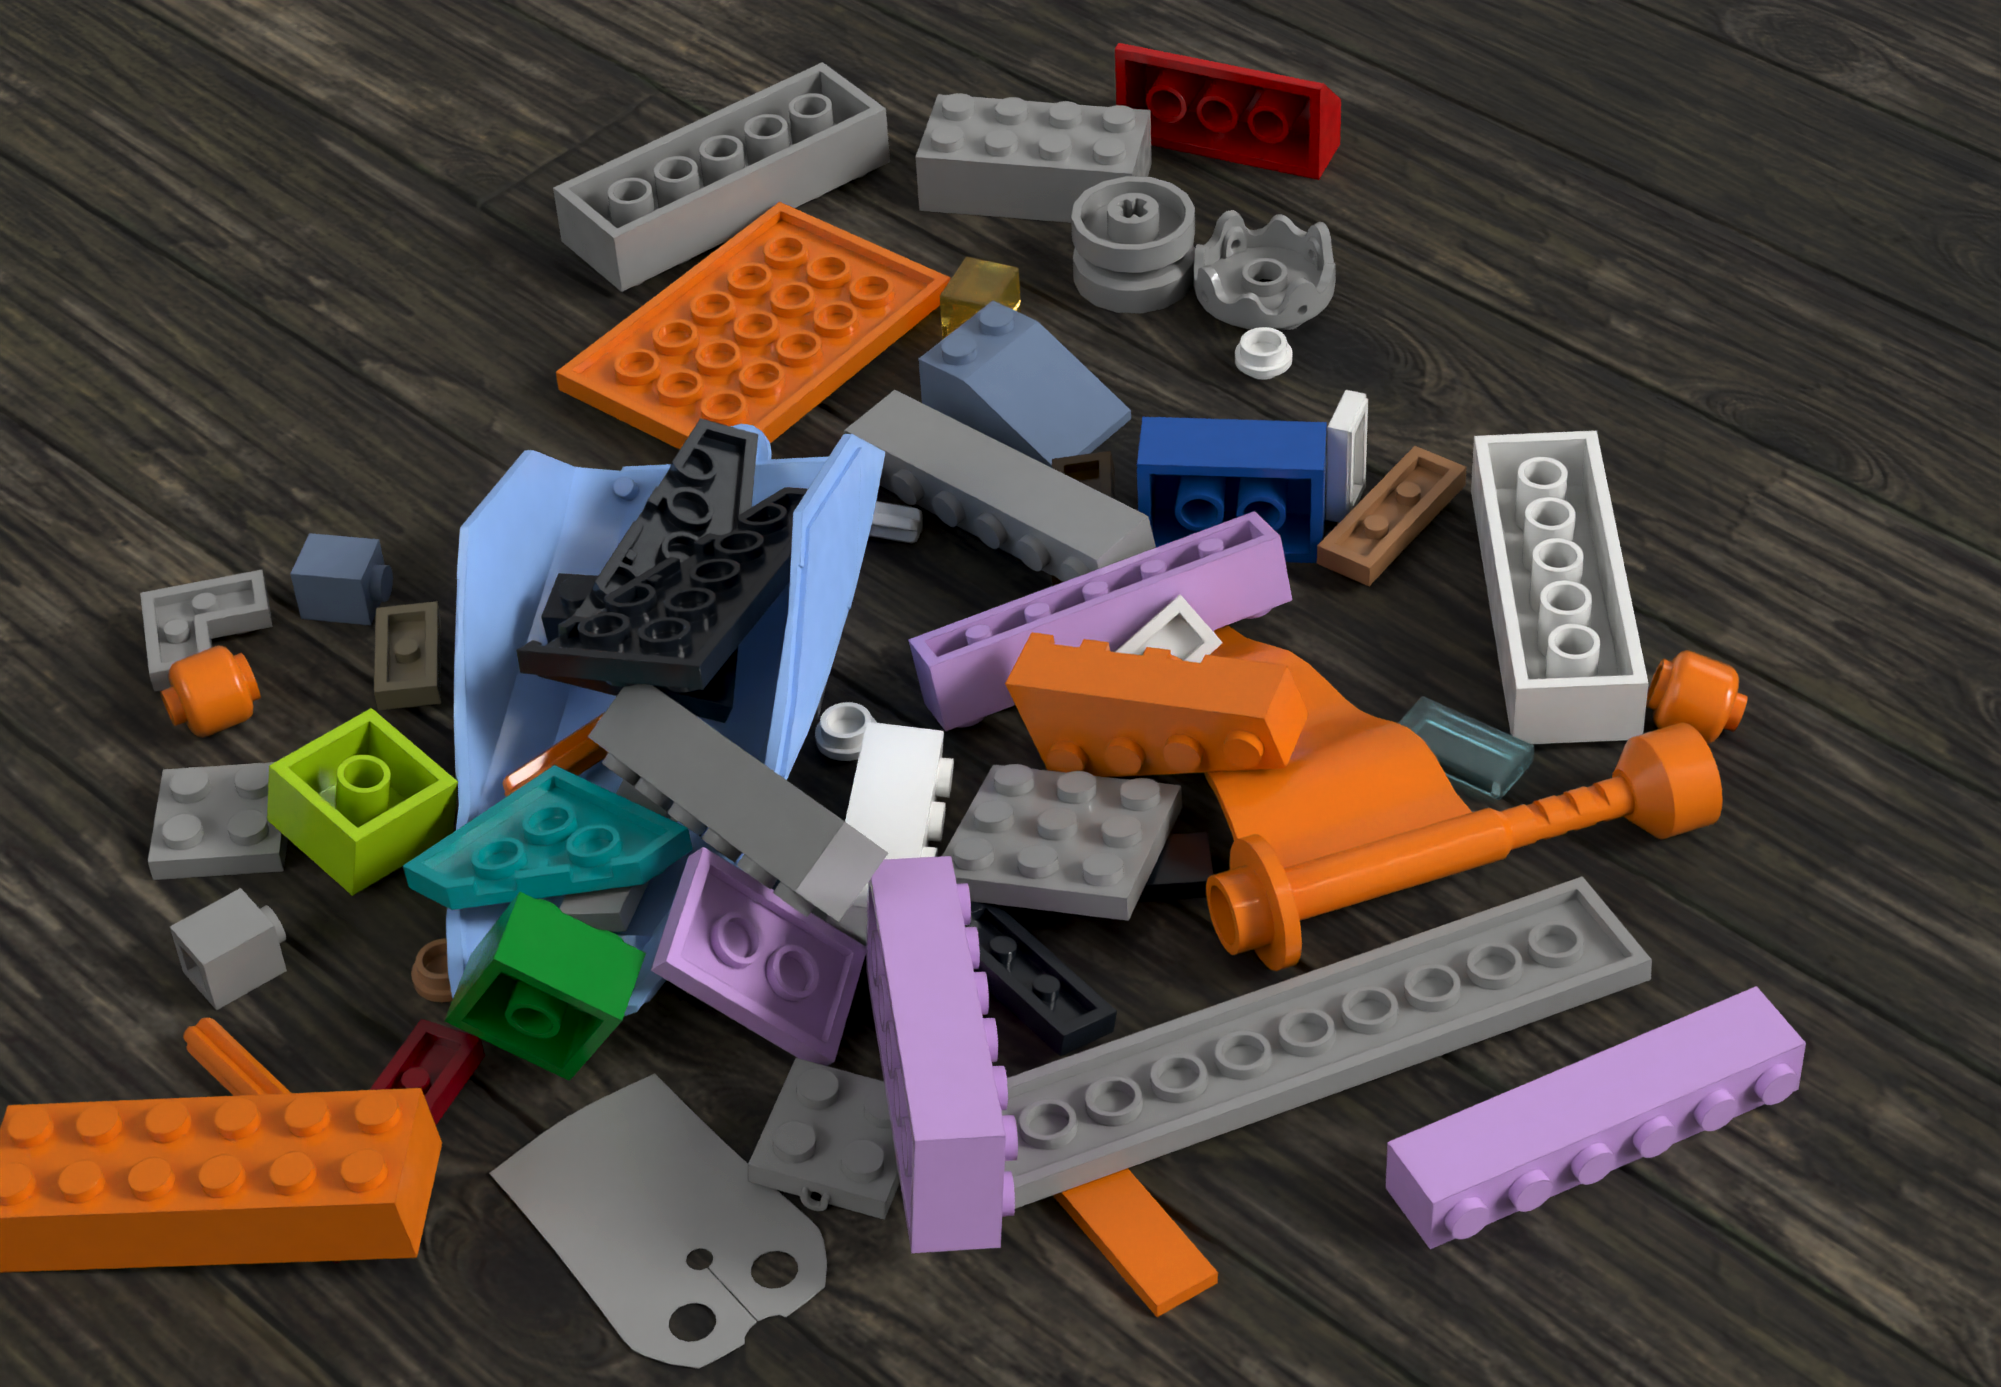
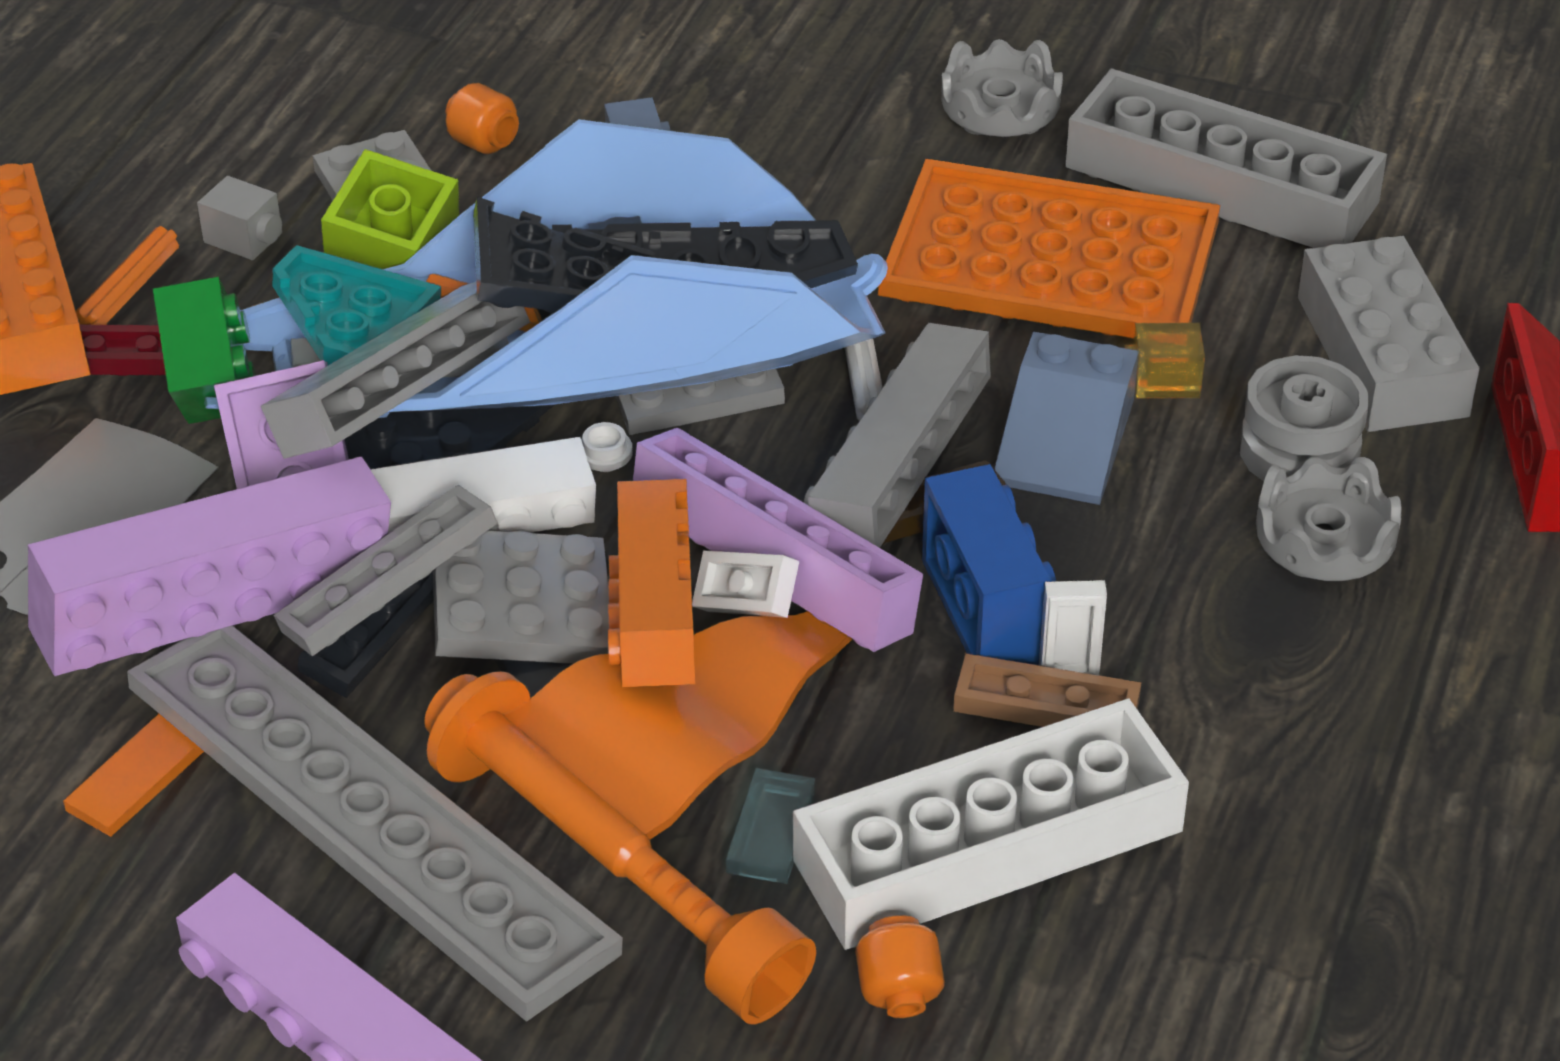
camera: 65 degrees right, 0 degrees up
(189, 615) = (558, 84): light grey plate -> none
(479, 295) = (1023, 77): none -> light grey plate
(1009, 913) = (385, 570): none -> light grey plate
(1263, 353) = (1225, 555): white plate -> none

